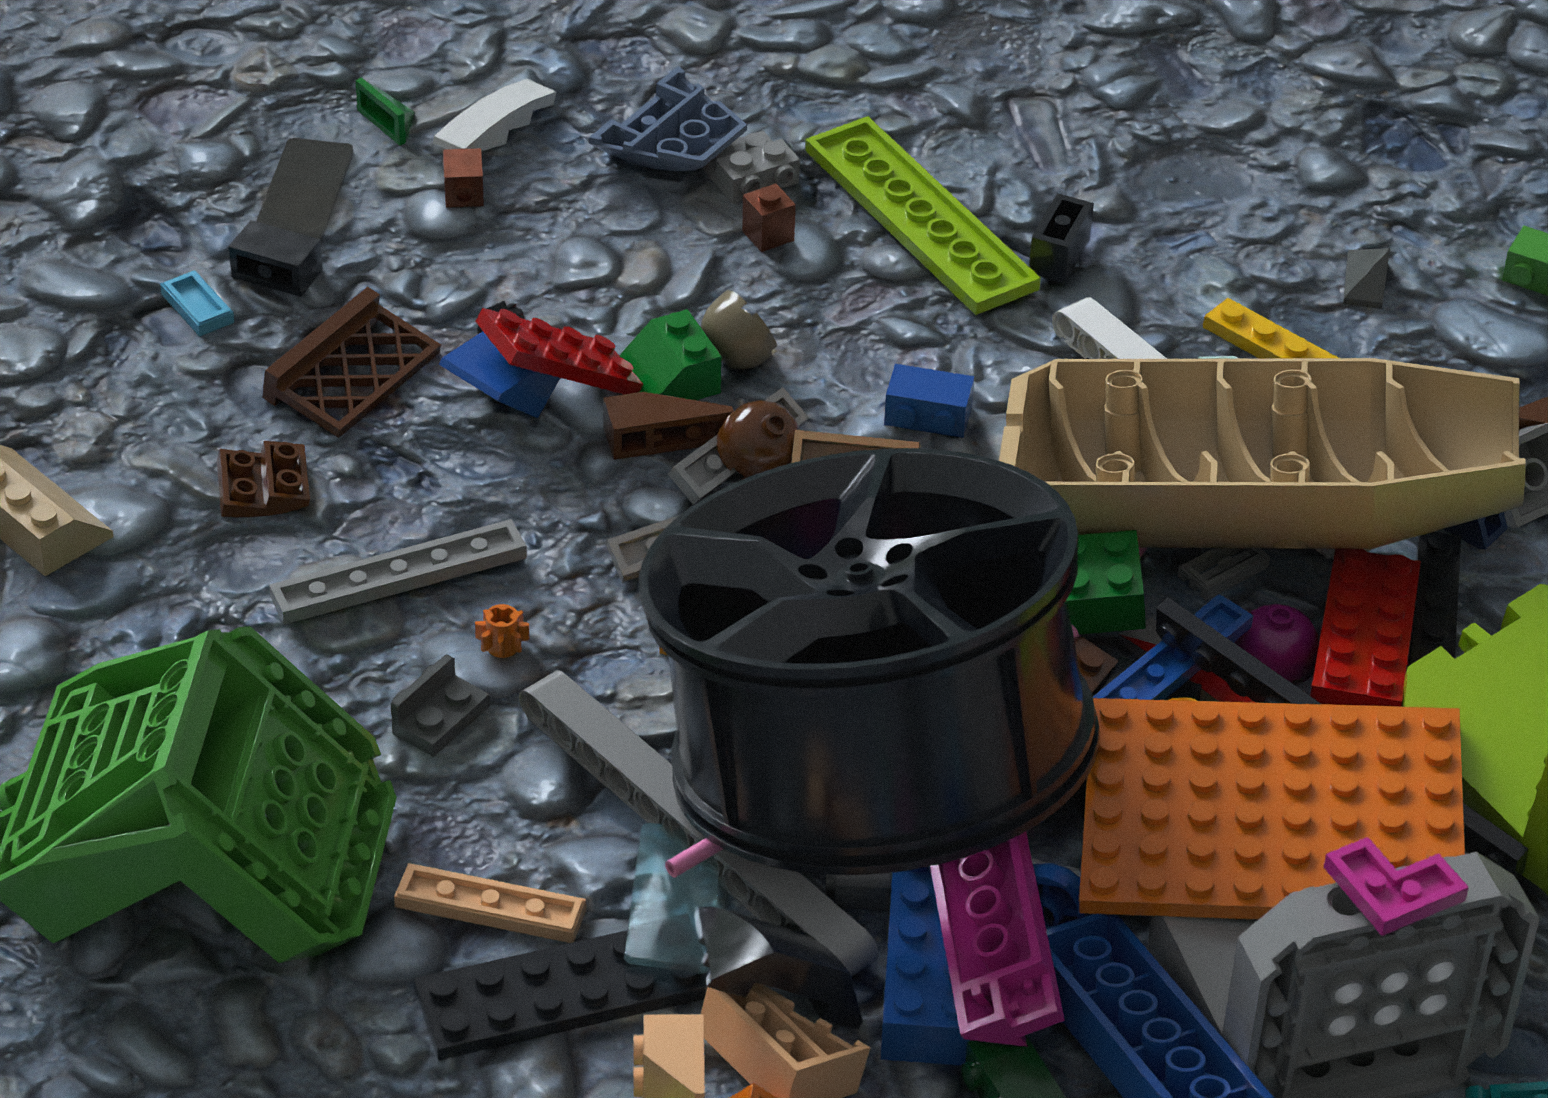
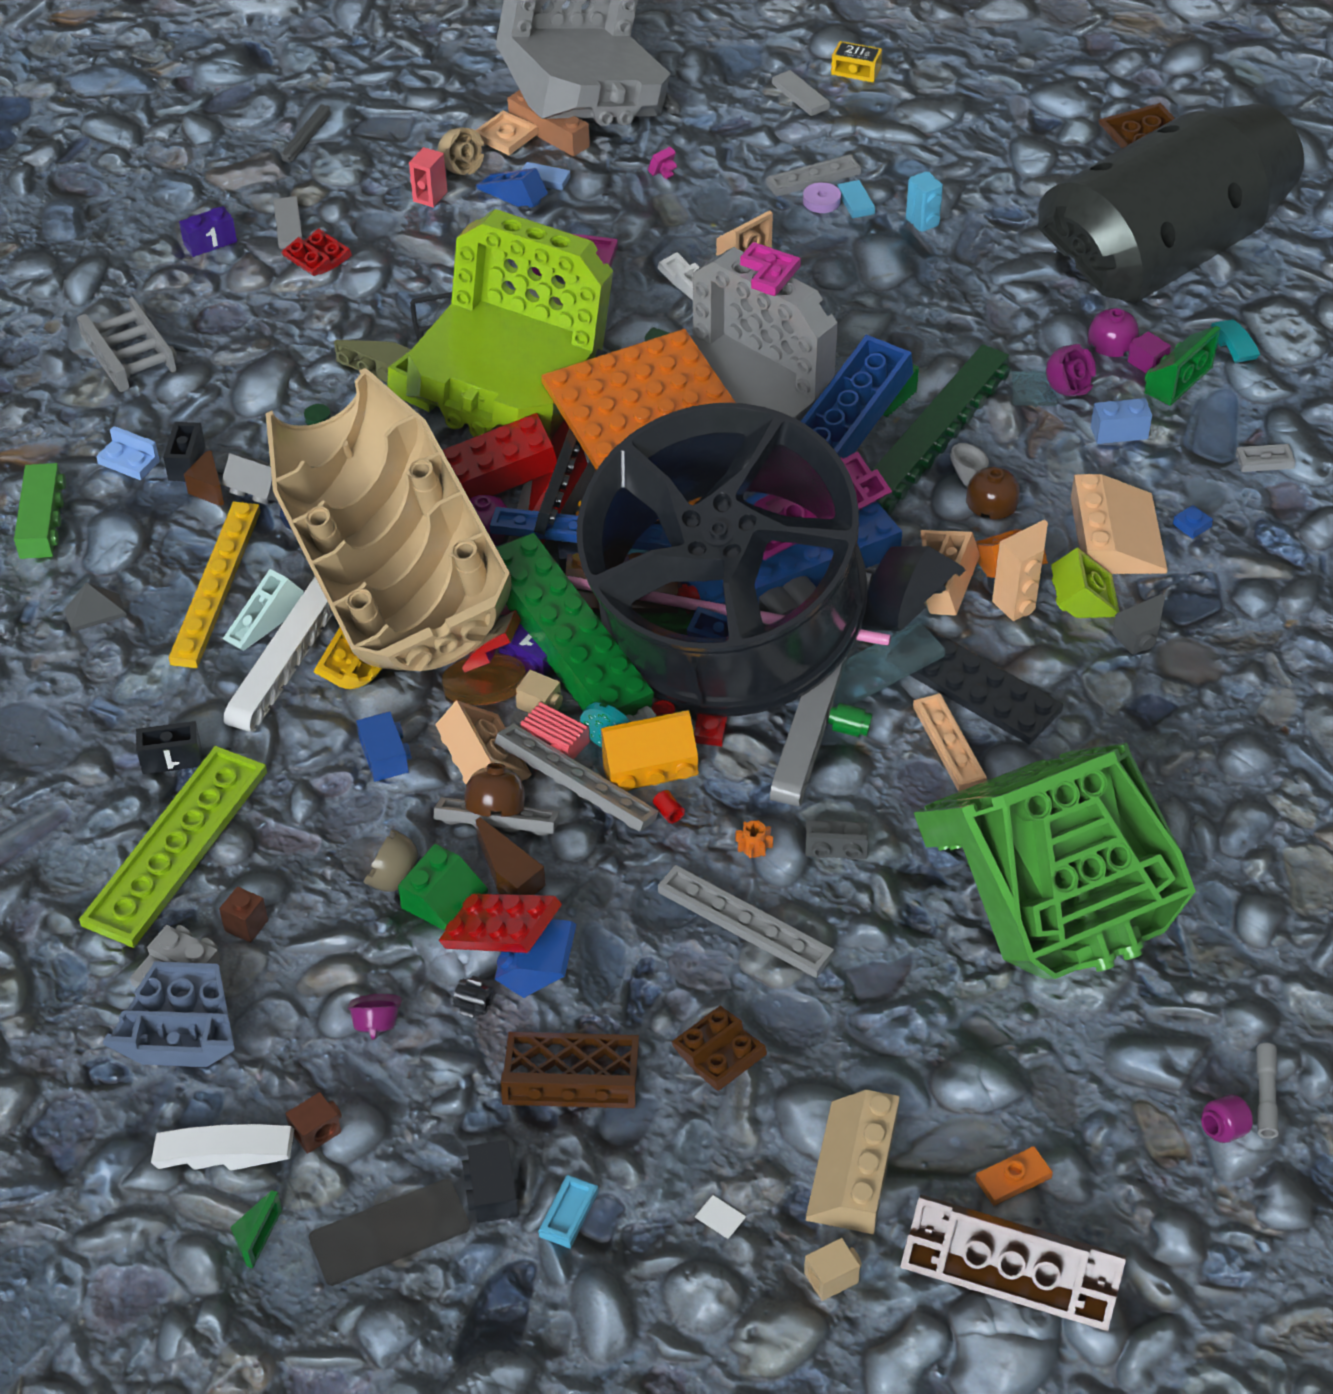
camera: 120 degrees left, 5 degrees up
(81, 399) = (720, 1216): none -> white sticker
(552, 251) = (374, 1013): none -> magenta piece
(606, 814) = (850, 720): none -> green brick
(622, 591) = (668, 806): none -> red hinge

